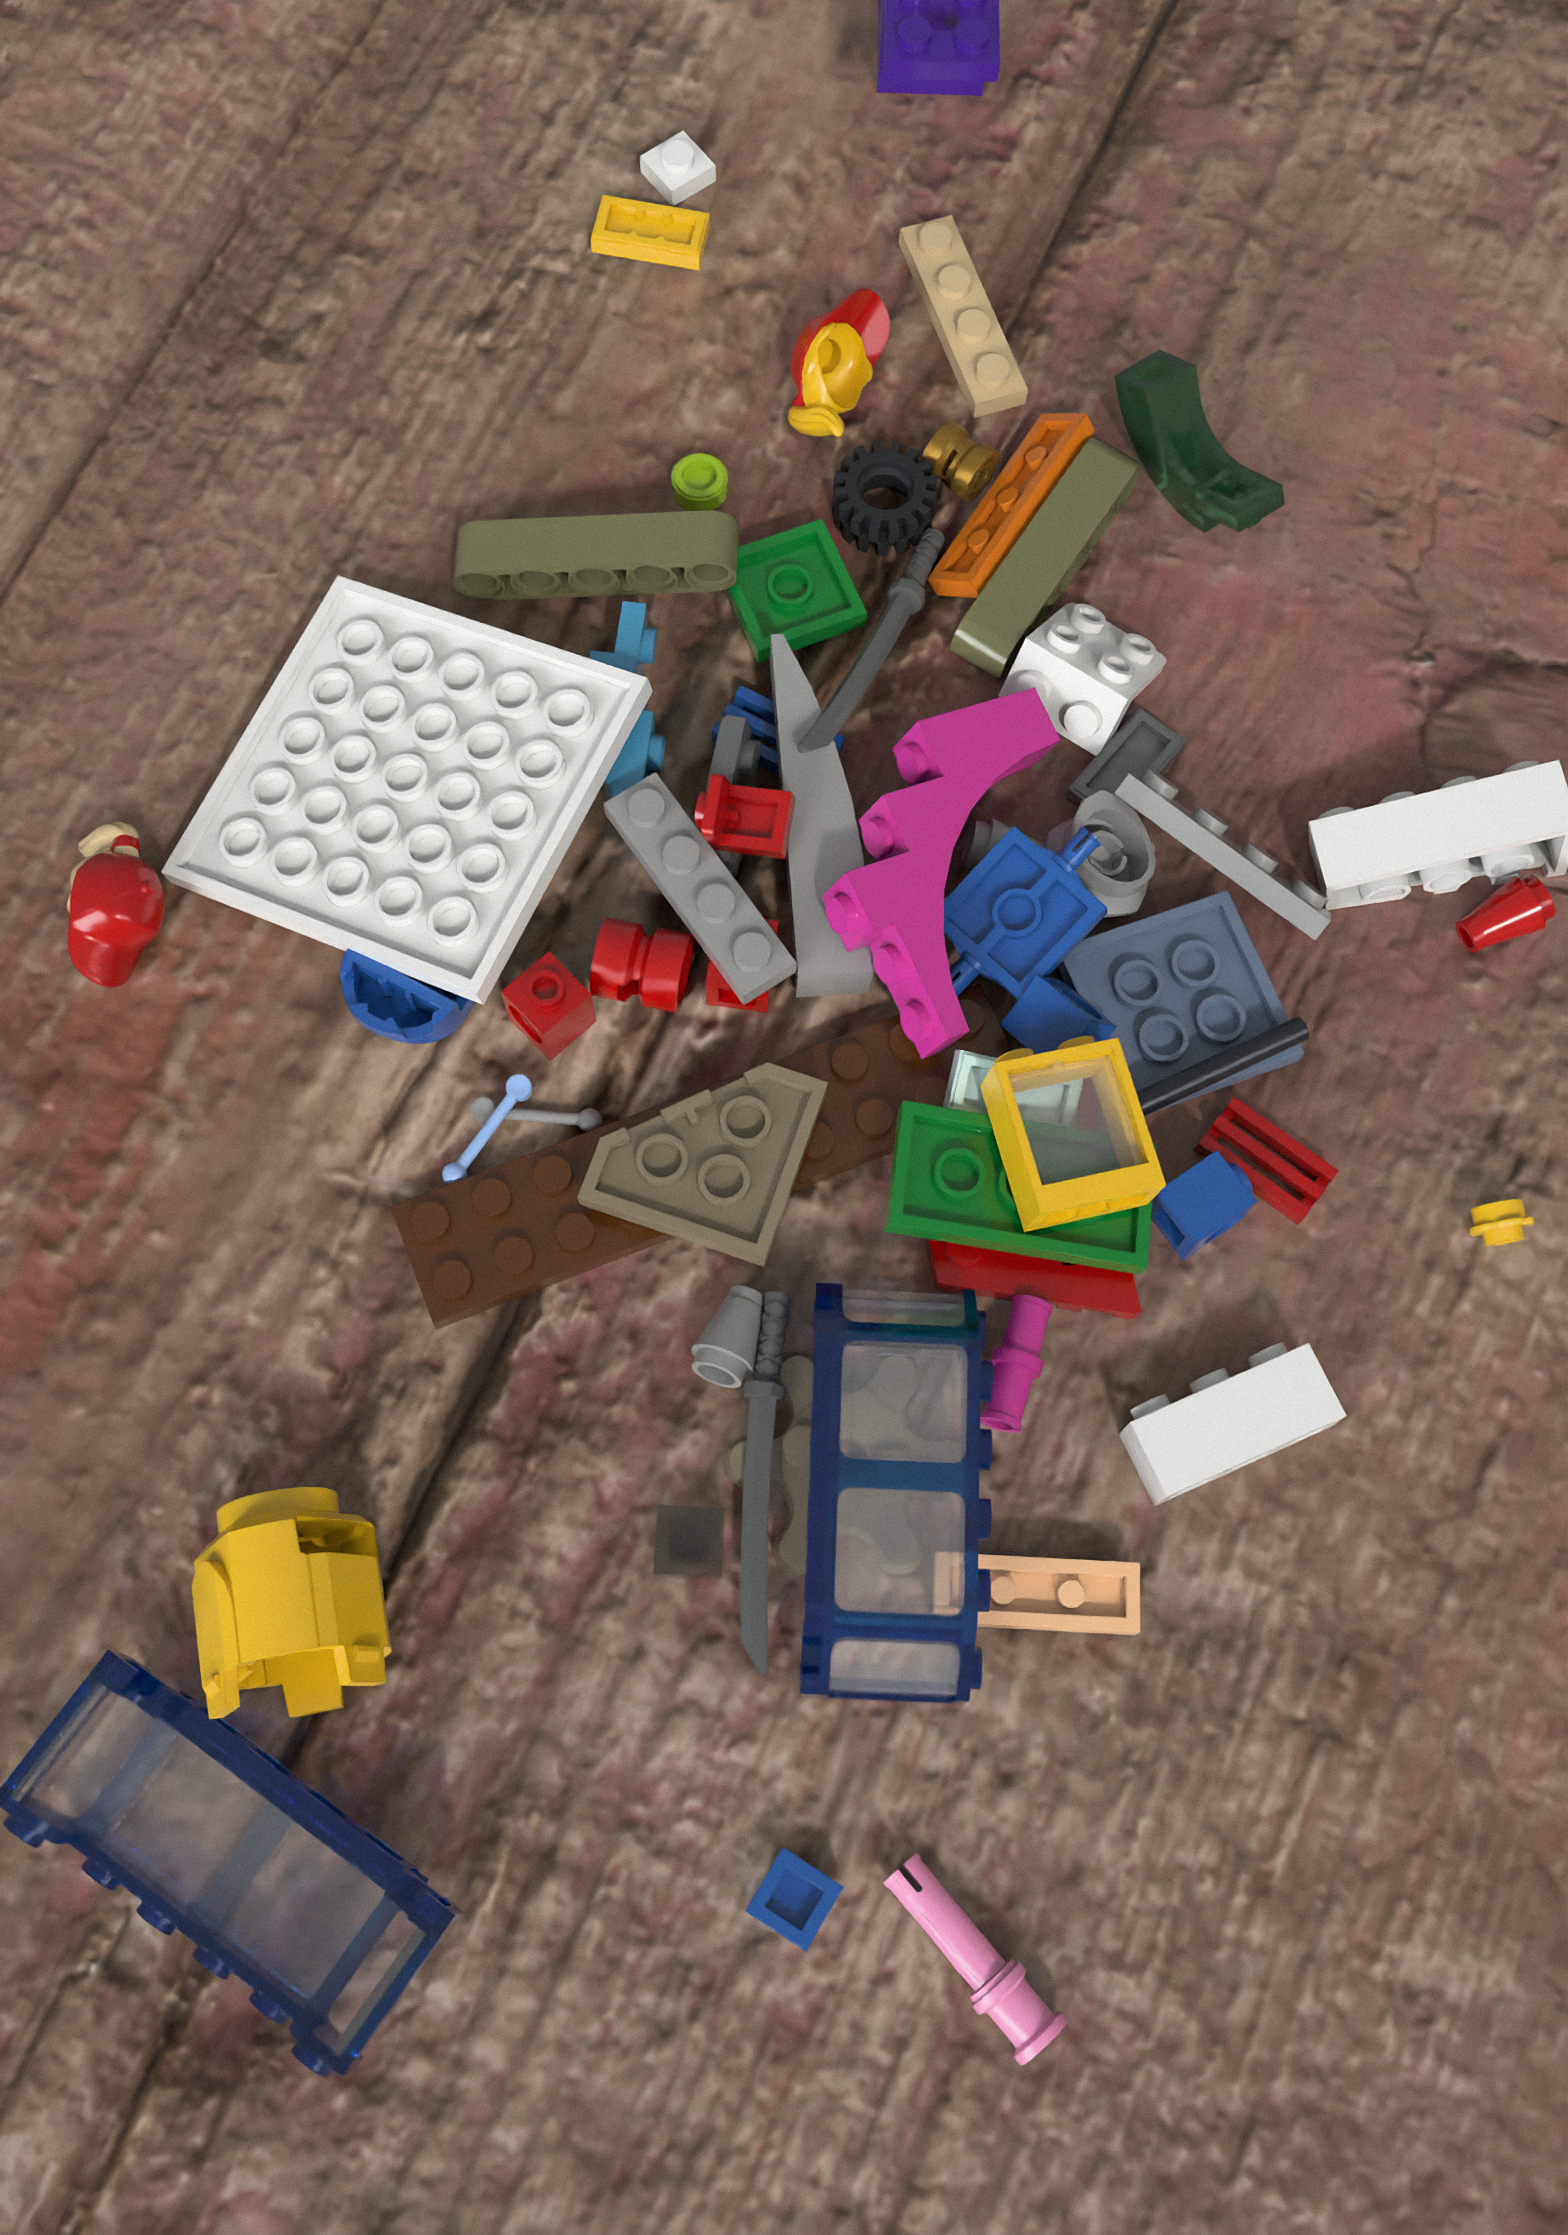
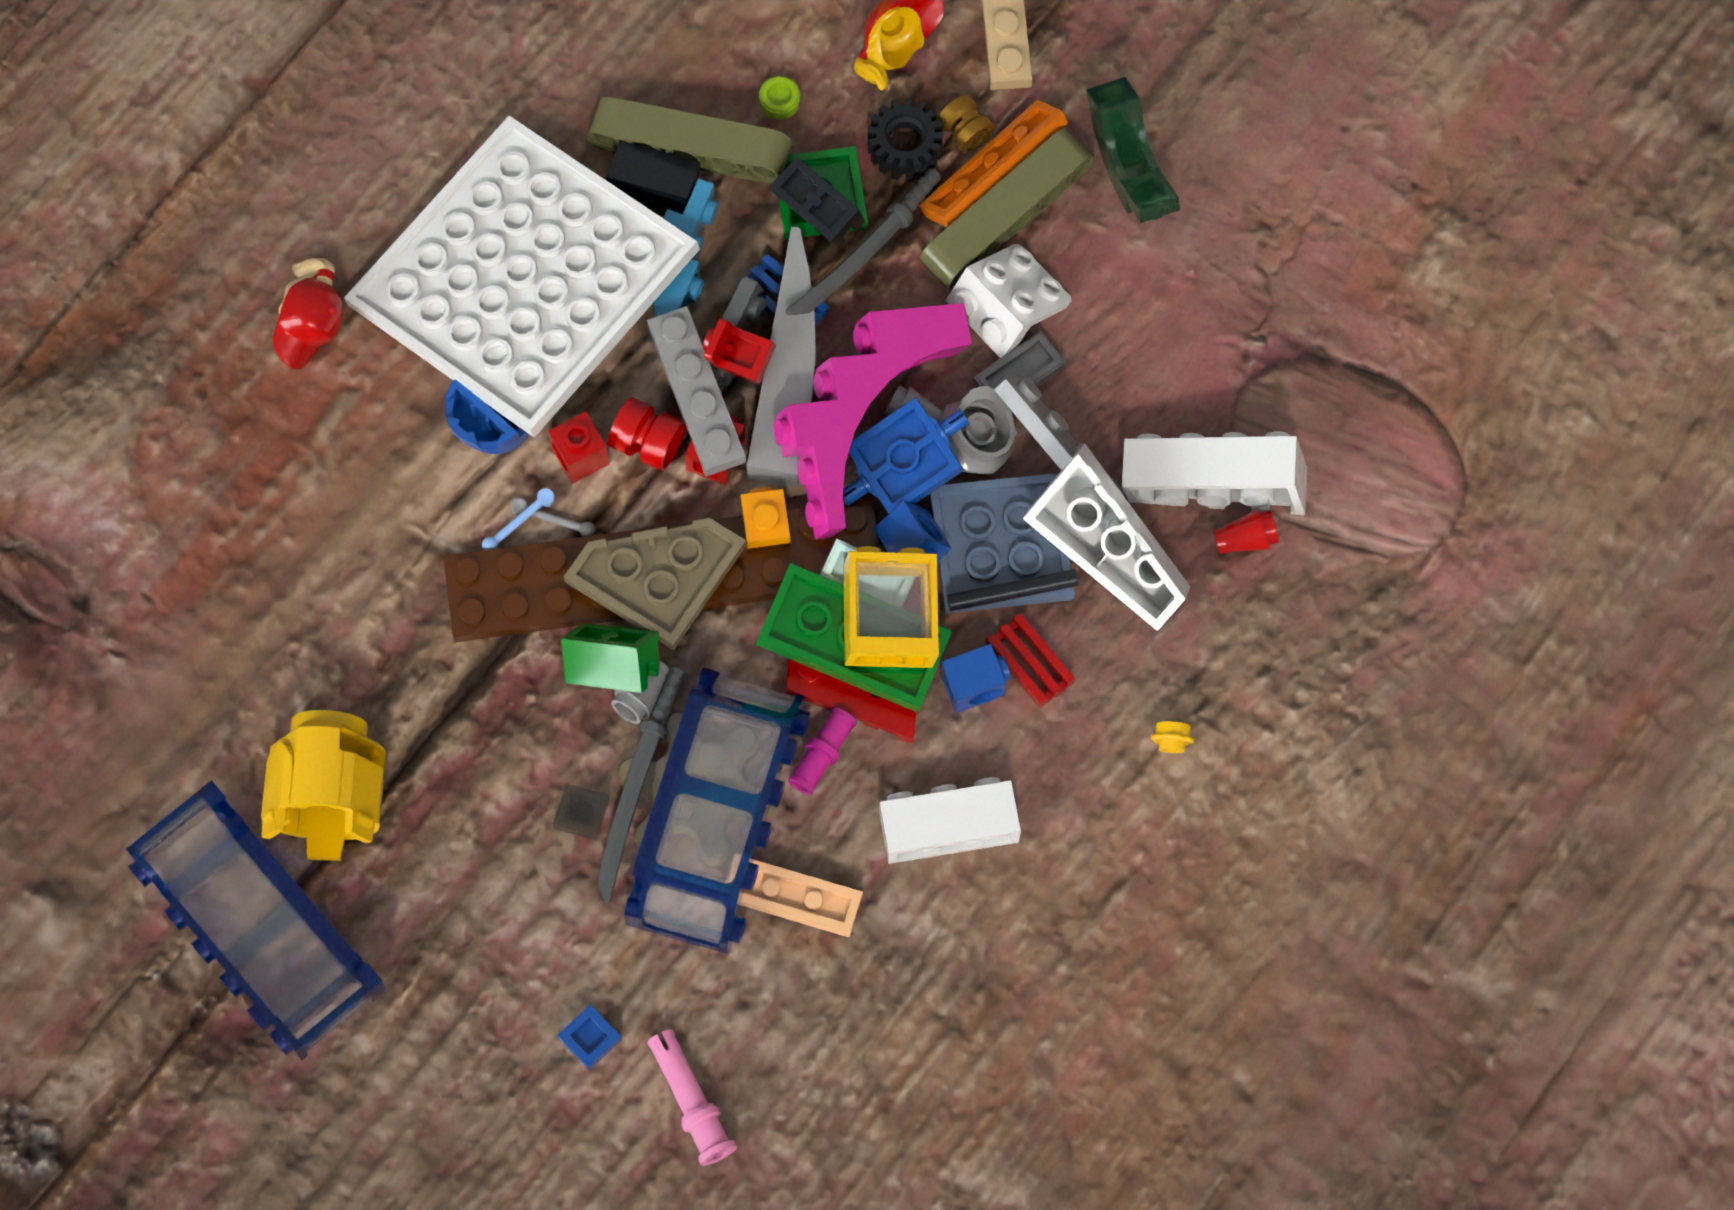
camera: 15 degrees right, 0 degrees up
(561, 612) = (654, 177): none -> black hinge
(675, 1299) = (610, 657): none -> hinge
(797, 592) = (816, 202): none -> black hinge
(842, 1044) = (765, 517): none -> light orange bracket
(1323, 953) = (1105, 536): none -> white wedge

